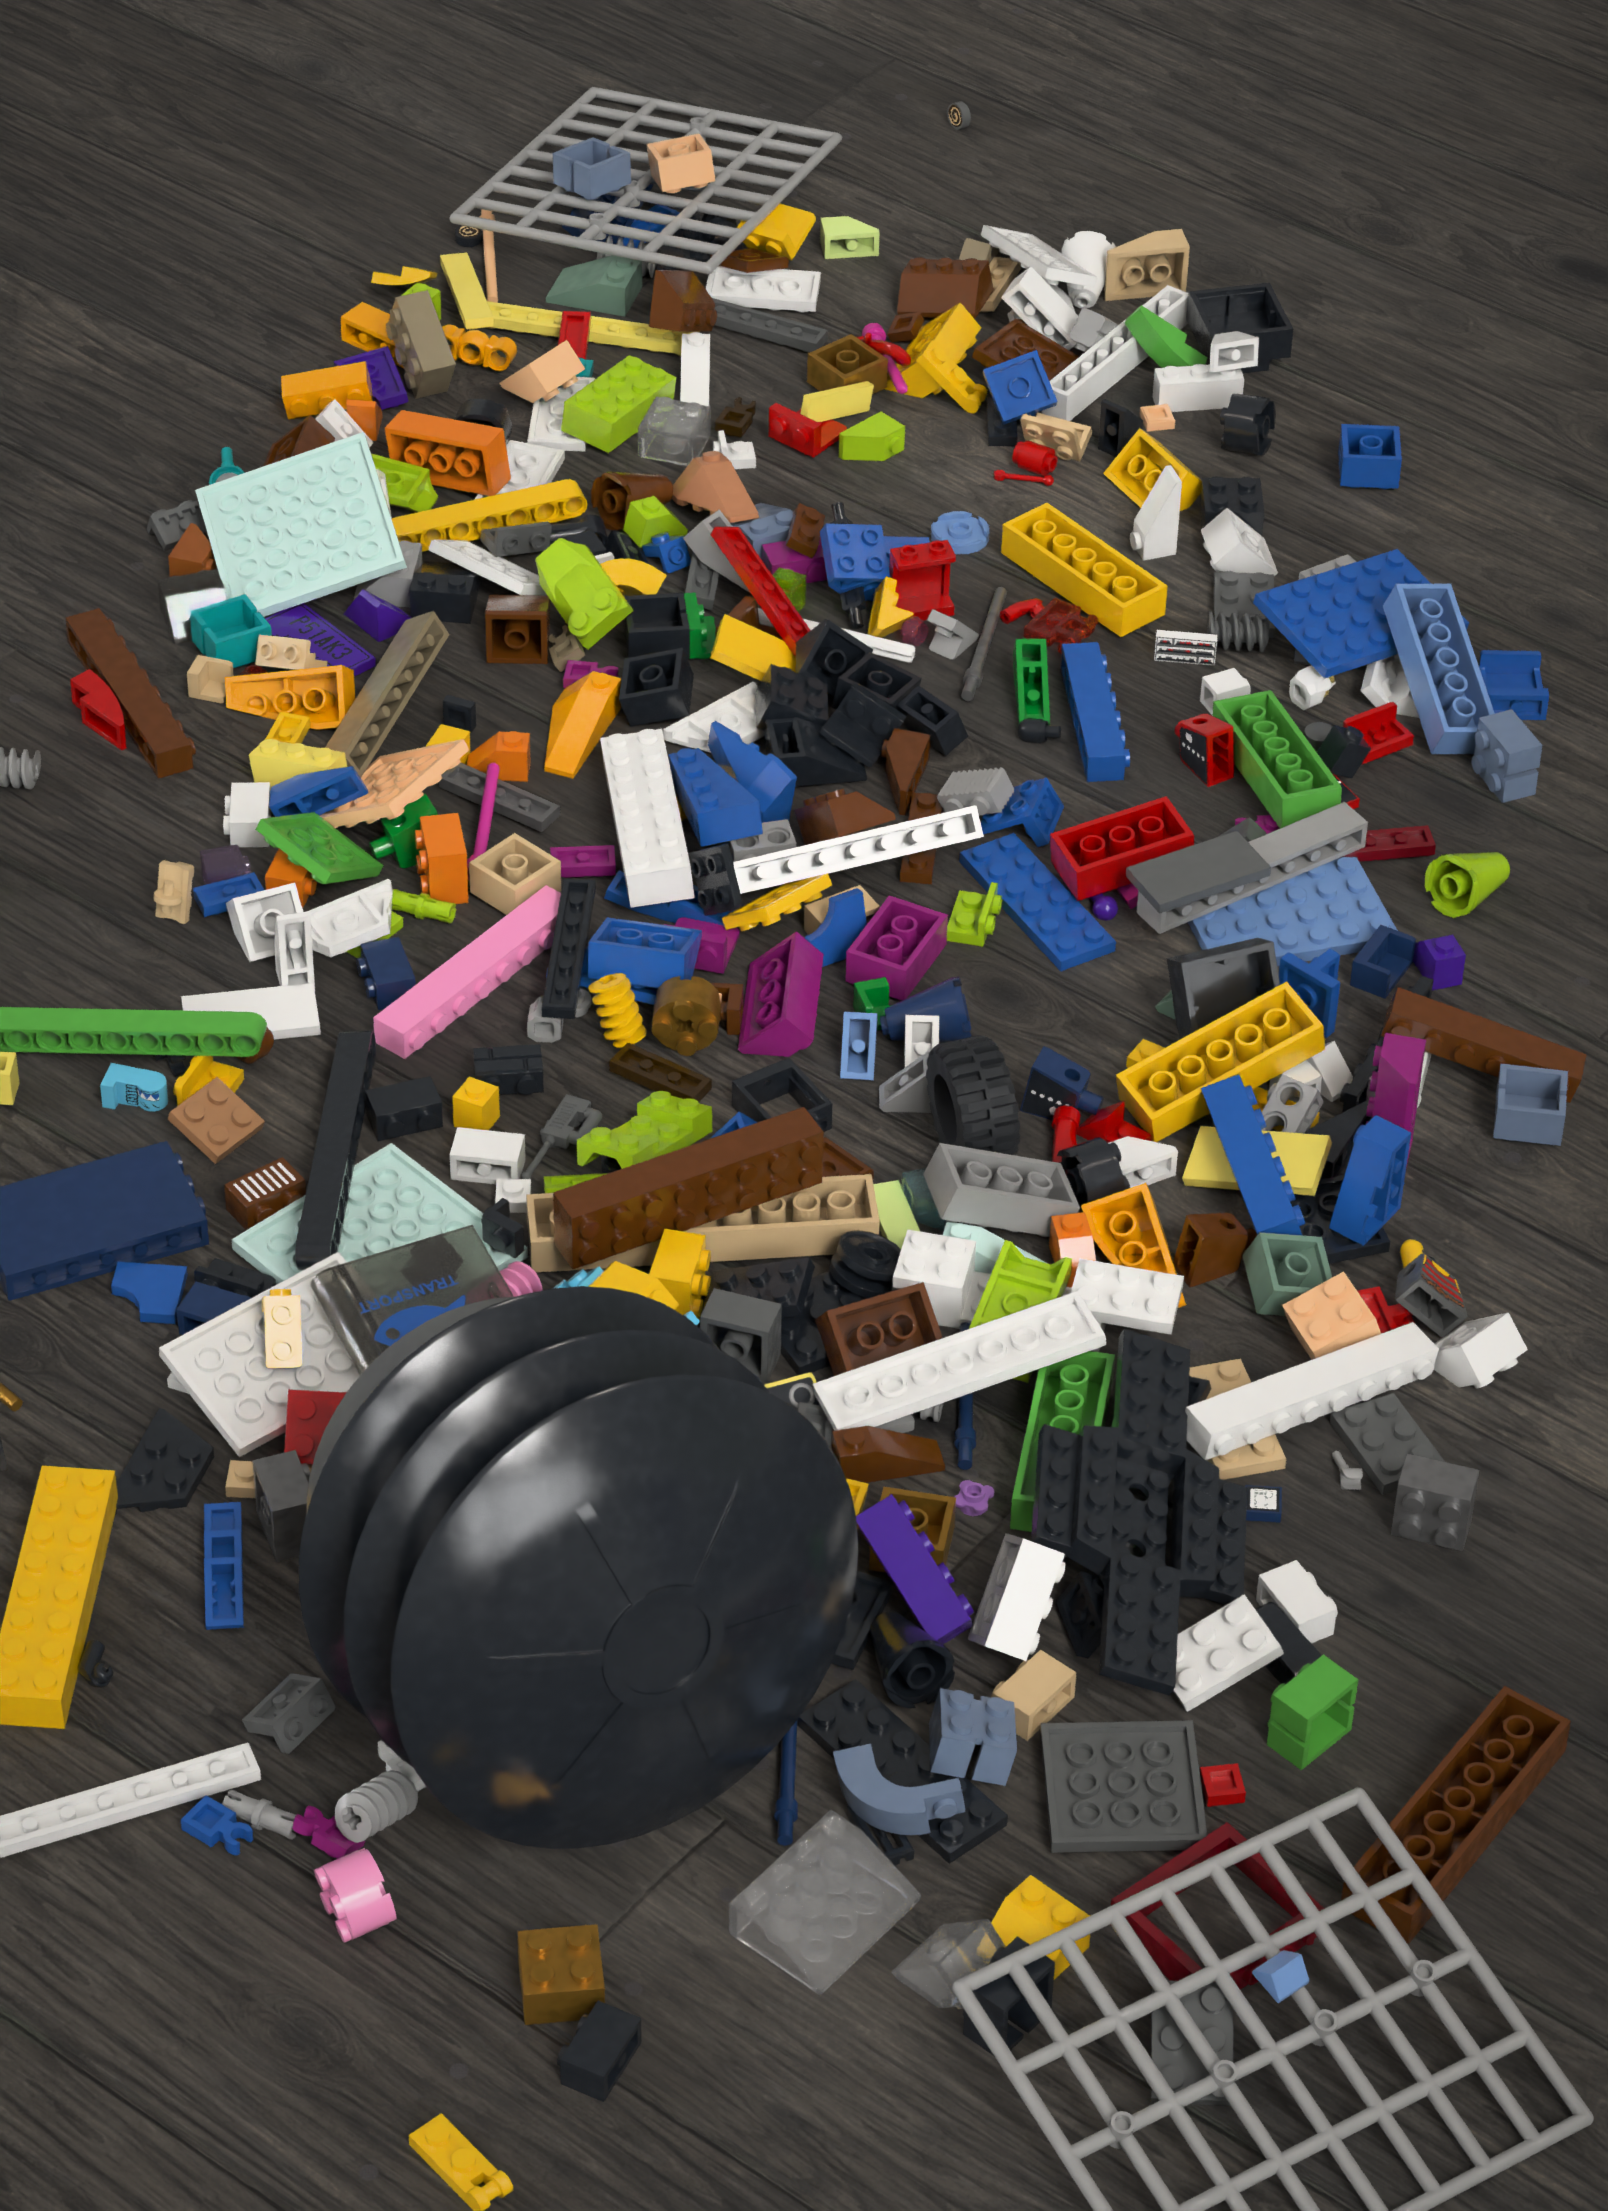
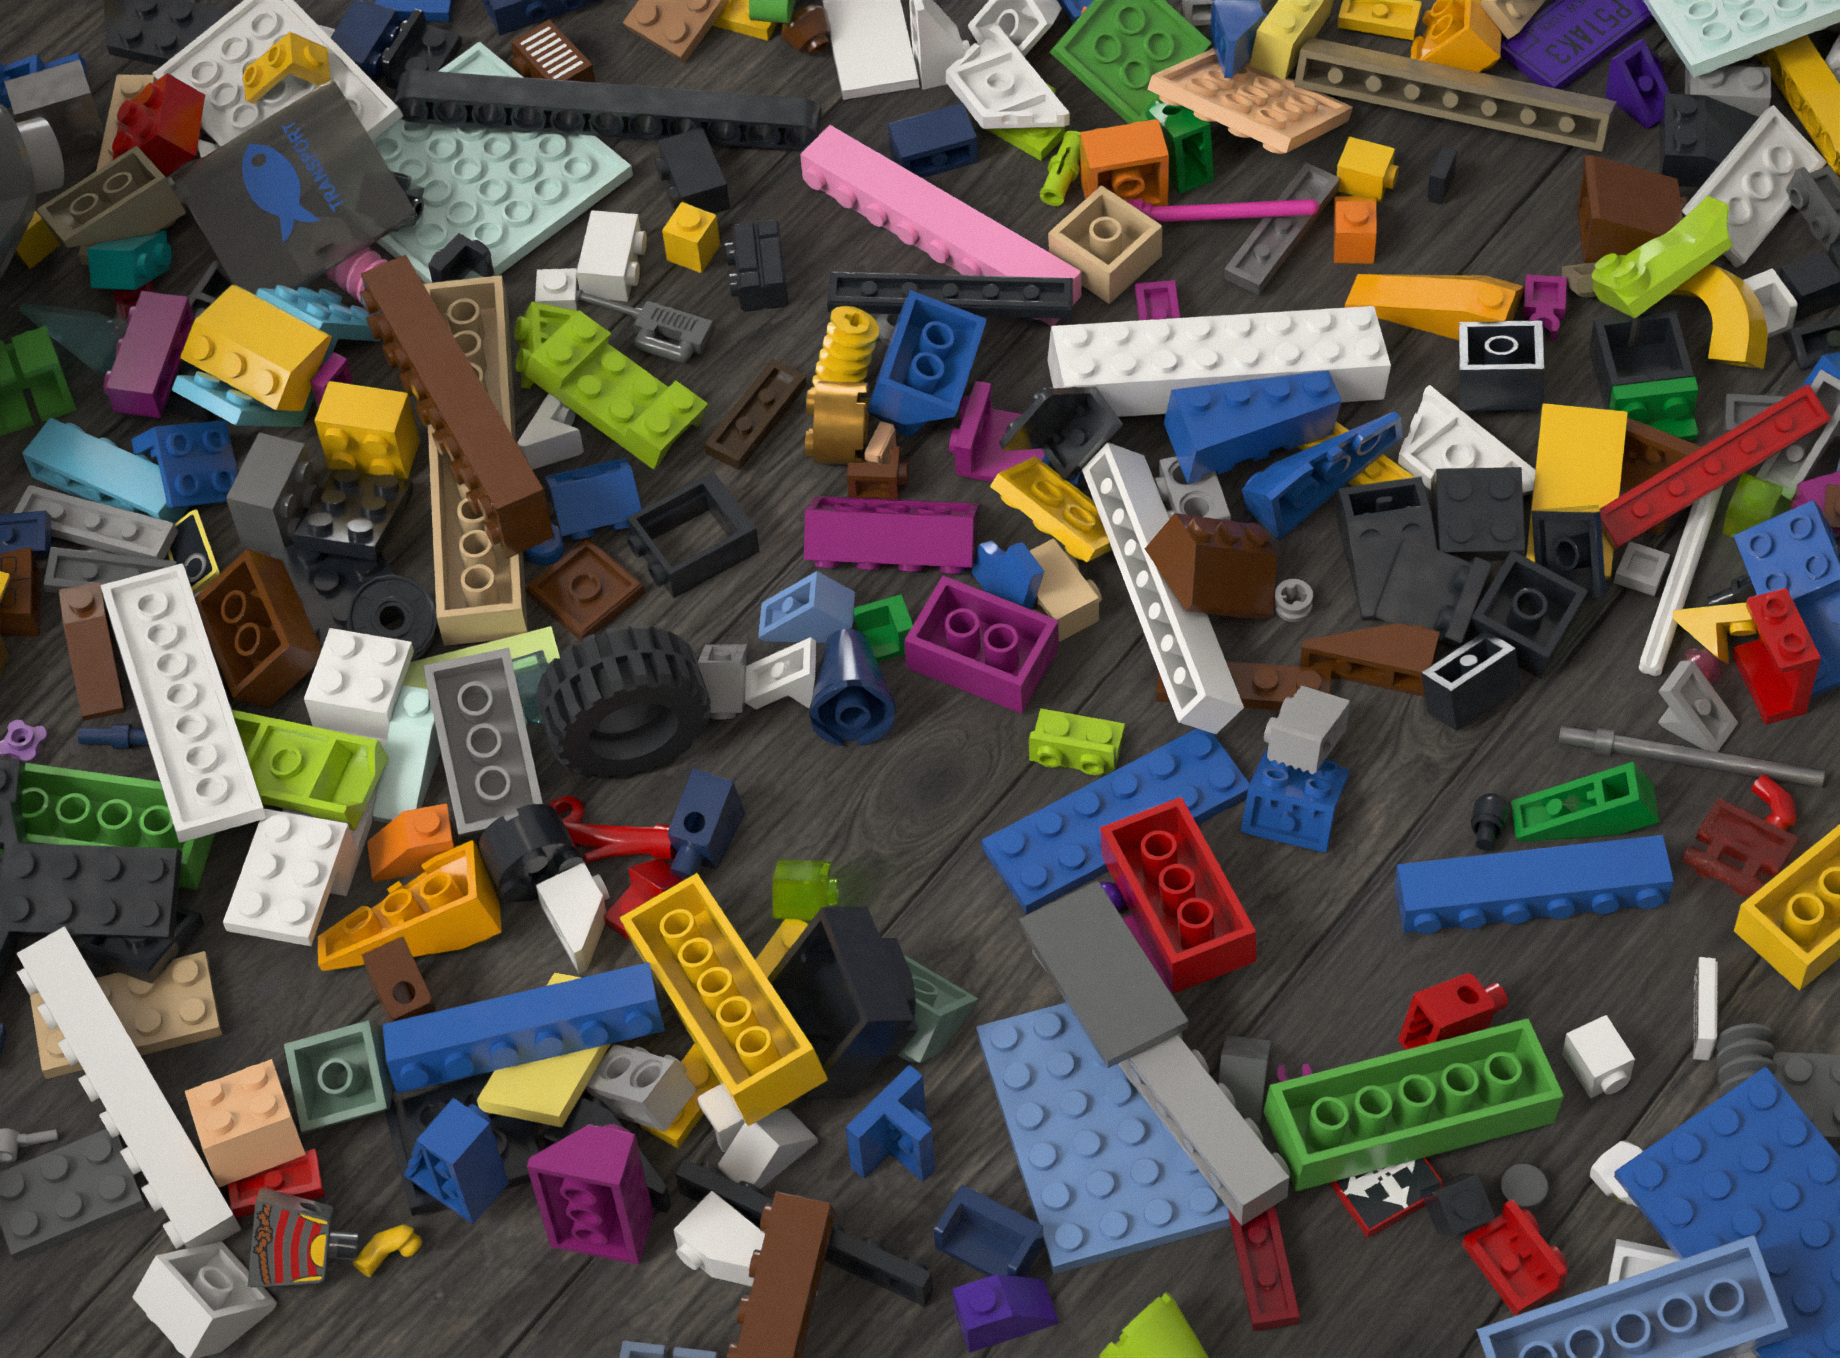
camera: 95 degrees right, 15 degrees up
(1112, 1042) = (802, 888): none -> clear neon green brick

